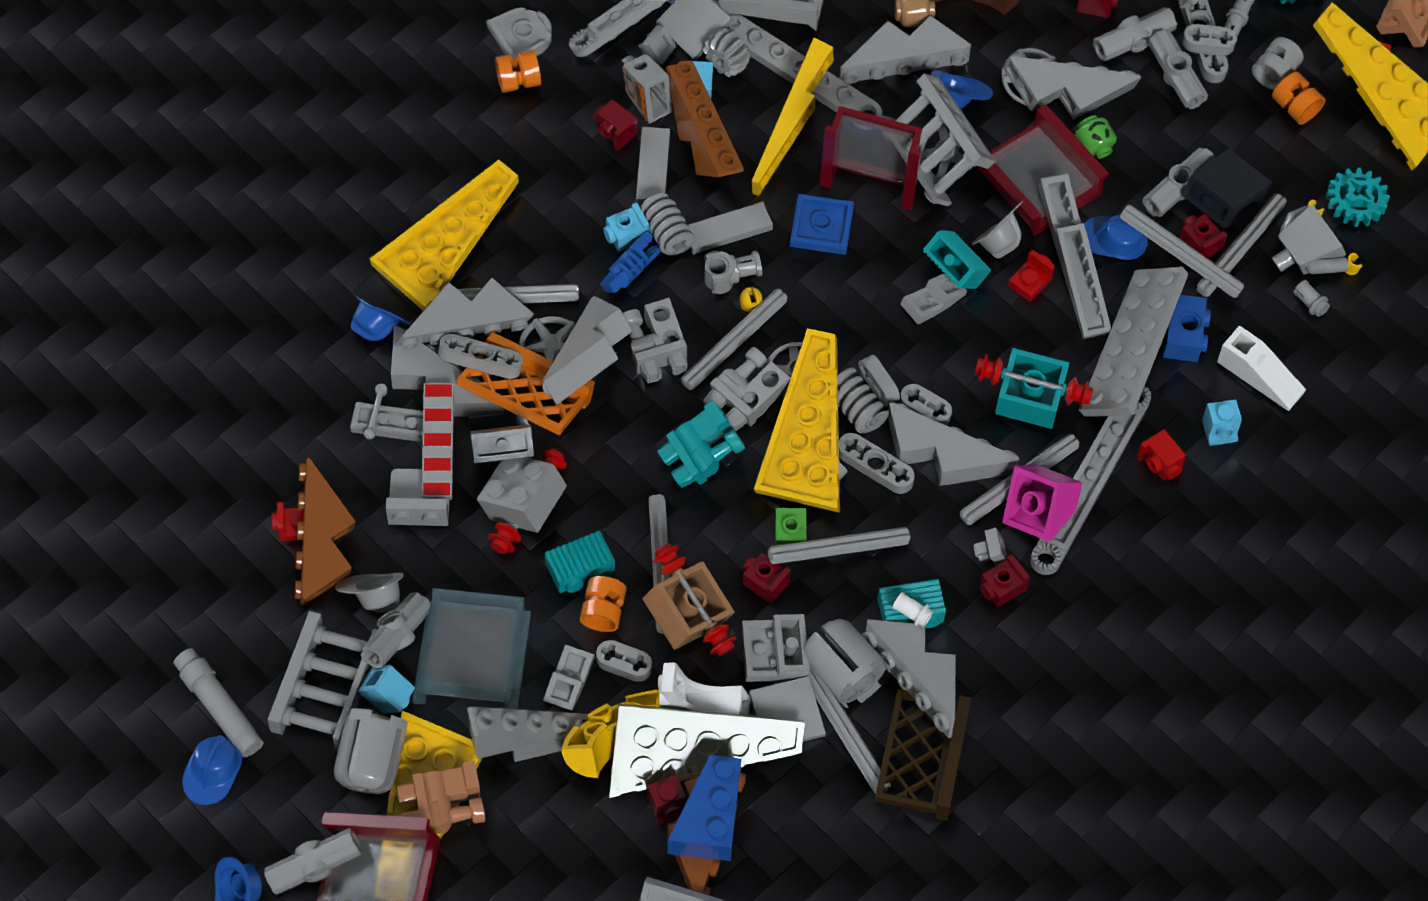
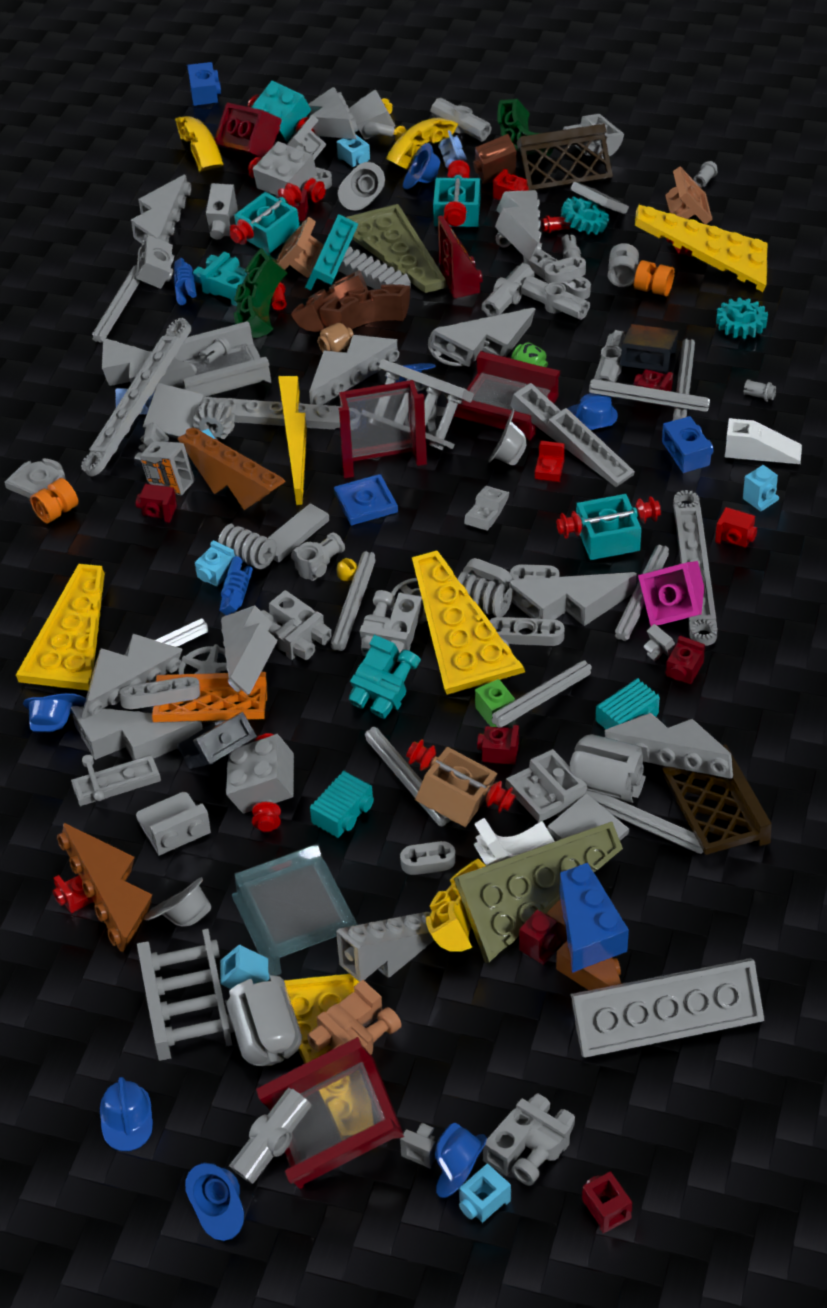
camera: 25 degrees left, 15 degrees down
(202, 681) = (71, 1047): light grey piece -> none
(395, 630) = (223, 921): light grey piece -> none
(437, 441) = (162, 768): tile -> none
(569, 678) = (391, 891): light grey slope -> none
(603, 604) = (383, 822): orange wheel -> none
(652, 162) = (203, 515): light grey tile -> none
(913, 609) = (636, 704): white pin -> none
(956, 260) = (488, 472): teal brick -> none
(1134, 341) = (659, 465): light grey plate -> none
(1312, 244) = (735, 355): light grey torso -> none

